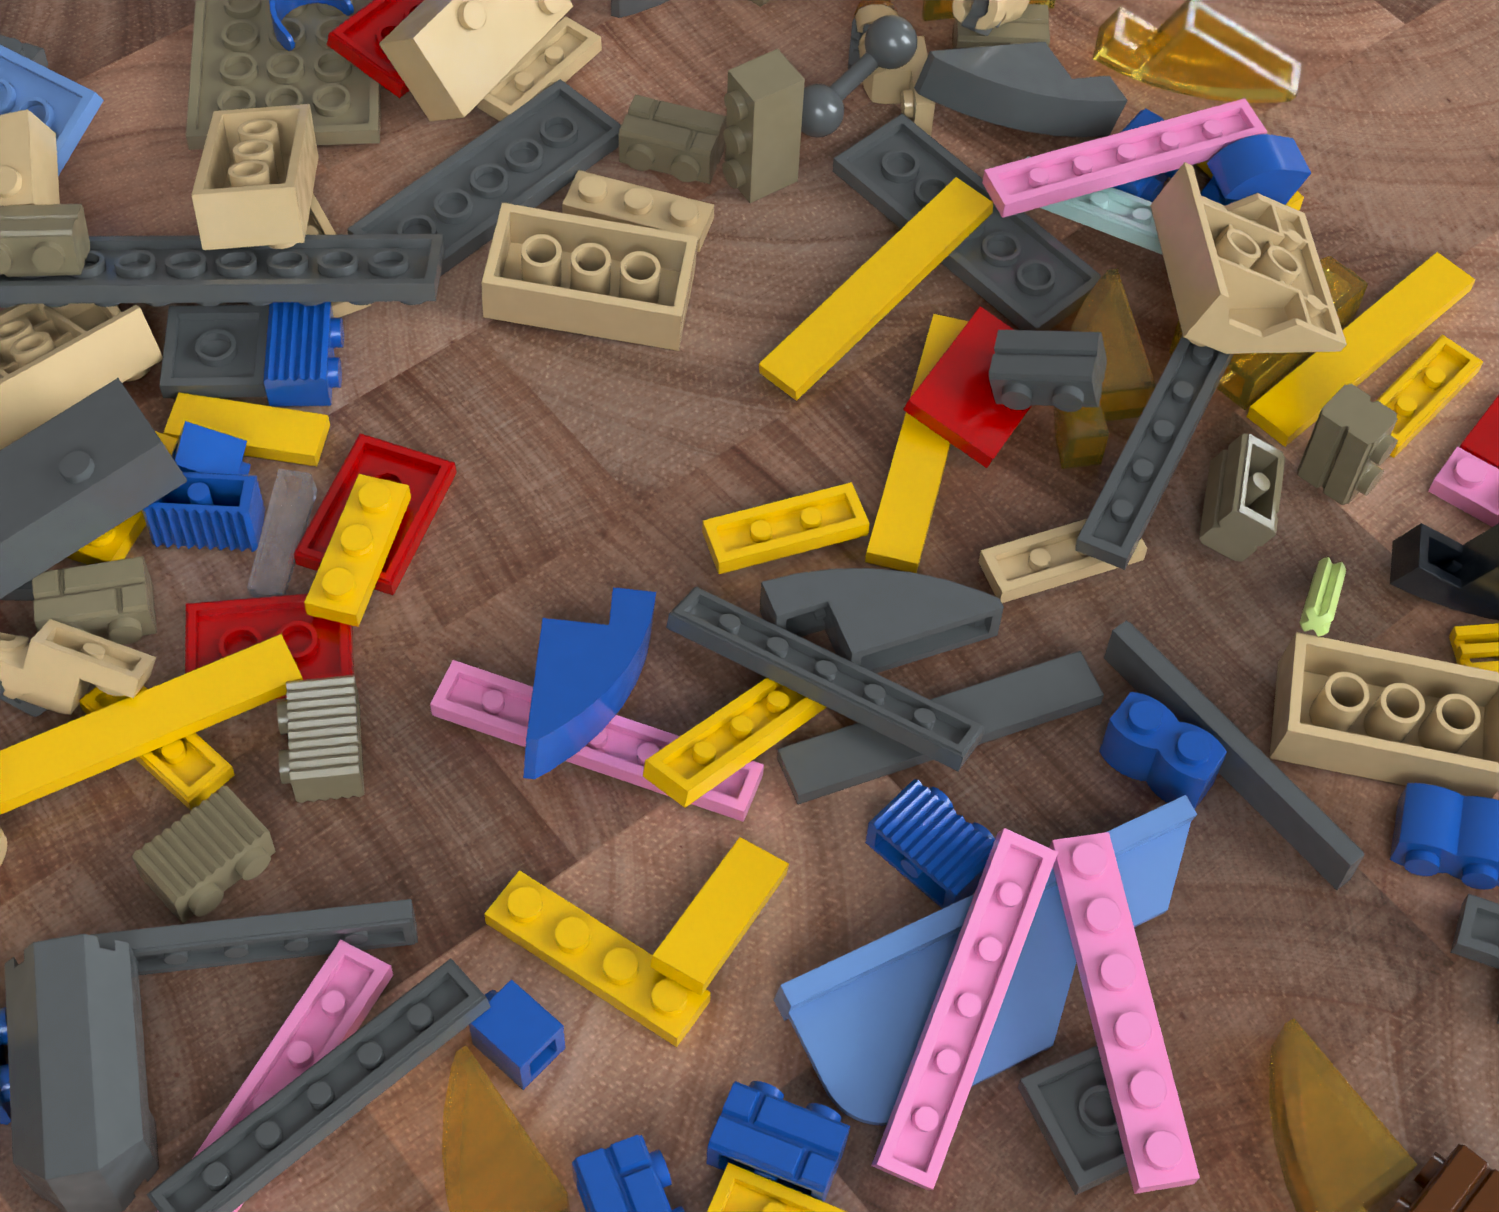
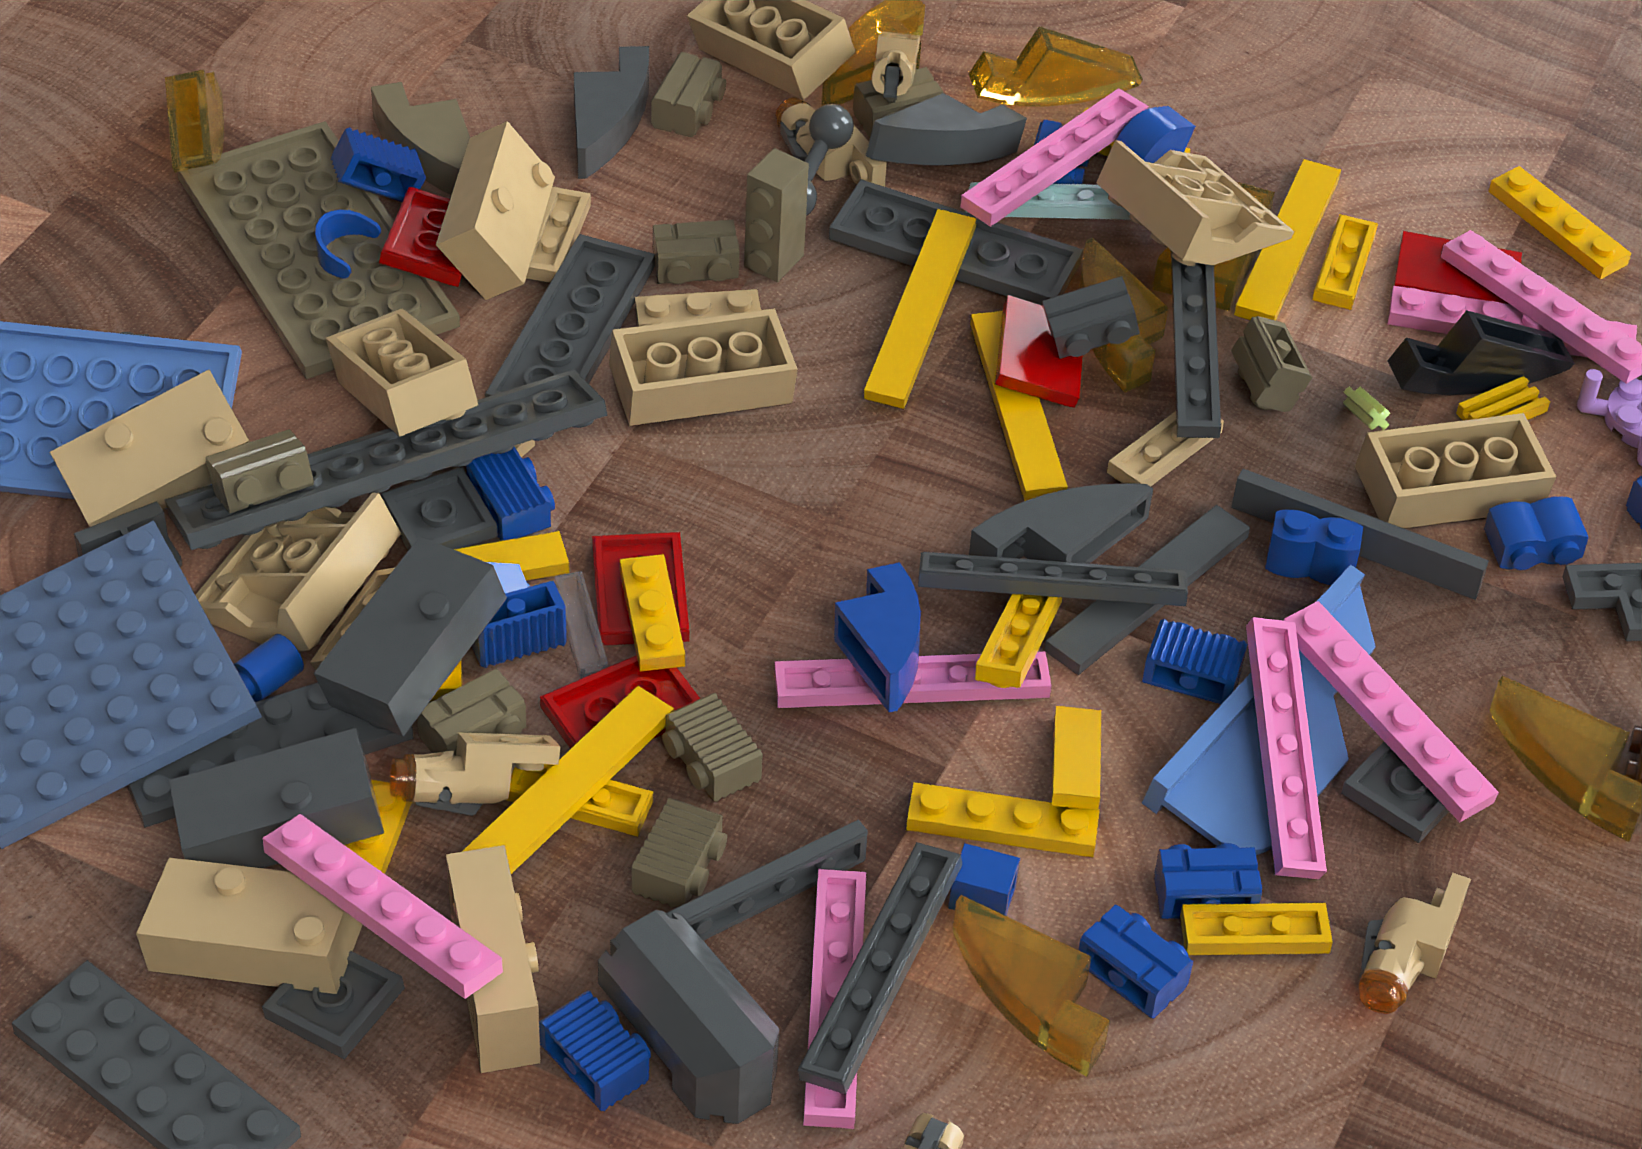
camera: 25 degrees left, 10 degrees down
(785, 528) = (956, 494): yellow plate -> none
(1348, 445) = (1324, 304): dark tan brick -> none

